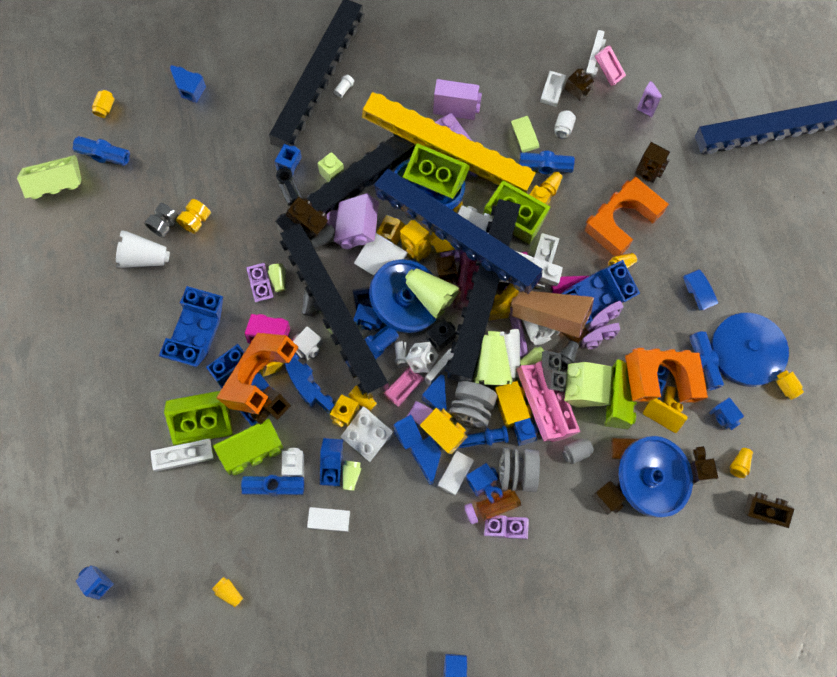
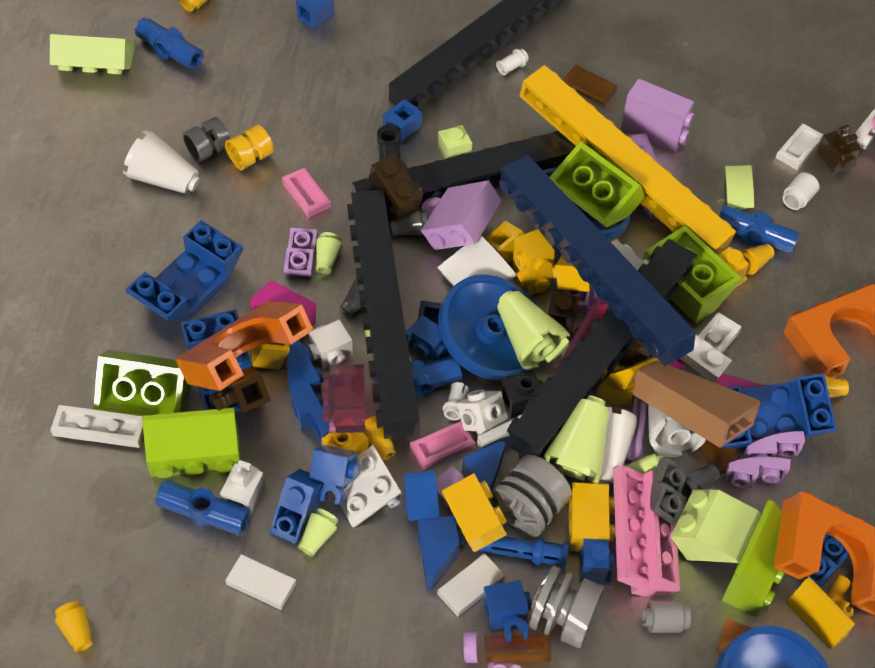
camera: 20 degrees right, 15 degrees down
(244, 235) = (306, 192): none -> bright pink tile
(334, 381) = (344, 398): none -> clear pink brick
(346, 432) = (335, 469): none -> blue brick
(401, 86) = (590, 85): none -> clear orange tile

